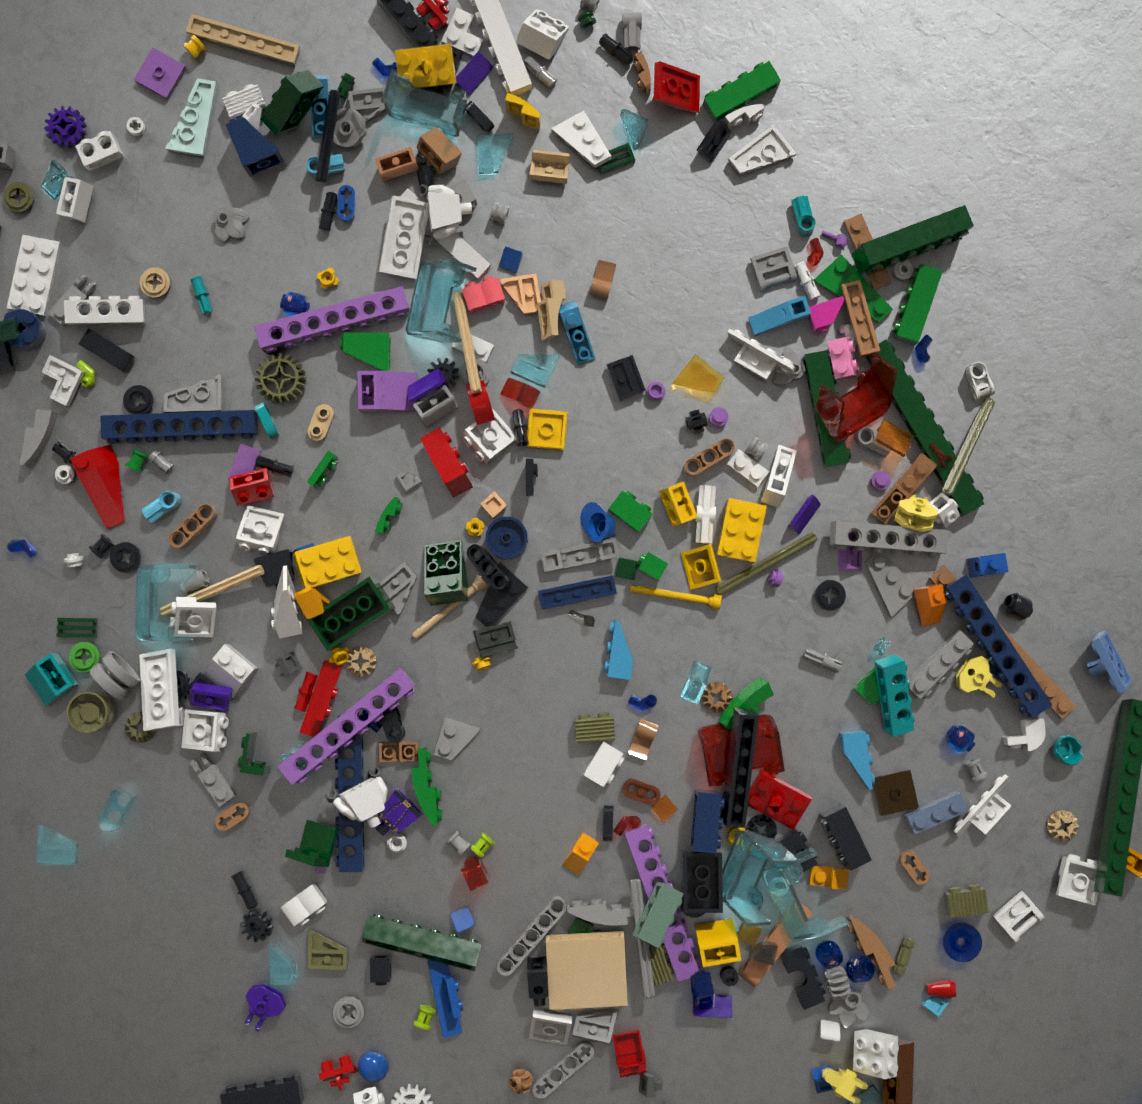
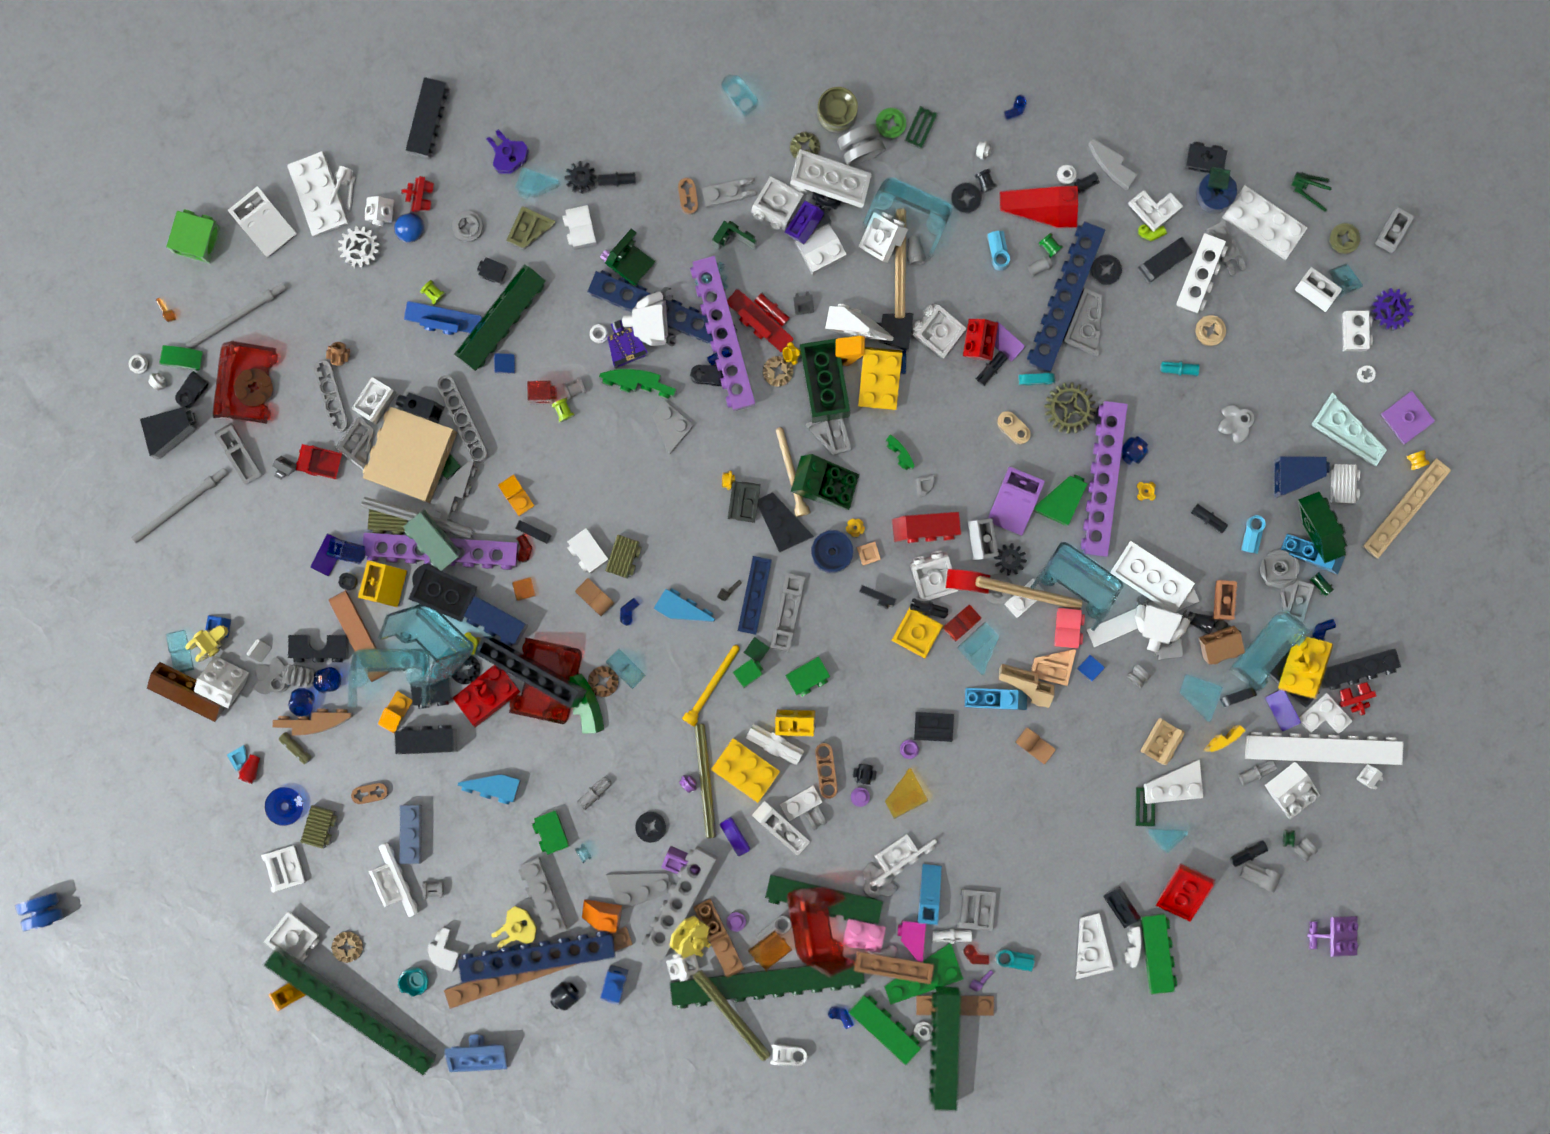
camera: 115 degrees right, 0 degrees up
(51, 678) = (883, 85): teal slope -> none
(55, 848) = (729, 25): clear light blue wing -> none
(202, 524) = (967, 261): medium nougat beam -> none
(253, 115) = (1326, 486): white slope -> none
(327, 464) = (963, 404): green plate -> none
(328, 135) = (1277, 547): black axle -> none
(342, 203) = (1211, 534): blue beam -> none
(398, 751) = (681, 369): medium nougat slope -> none
(425, 385) = (1004, 537): dark purple slope -> none
(496, 572) = (817, 517): black beam -> none
(597, 523) = (809, 641): blue piece -> none
(640, 793) = (546, 573): copper plate -> none
(644, 77) = (1209, 867): medium nougat slope -> none
(701, 567) = (728, 718): yellow slope -> none
(749, 934) = (376, 616): pearl gold tile -> none
(764, 952) = (355, 621): clear smoke brick -> none
(894, 695) = (560, 844): teal brick -> none
(895, 792) = (444, 806): dark brown plate -> none
(941, 456) = (735, 984): clear red hand -> none
(960, 738) = (467, 887): clear blue head -> none

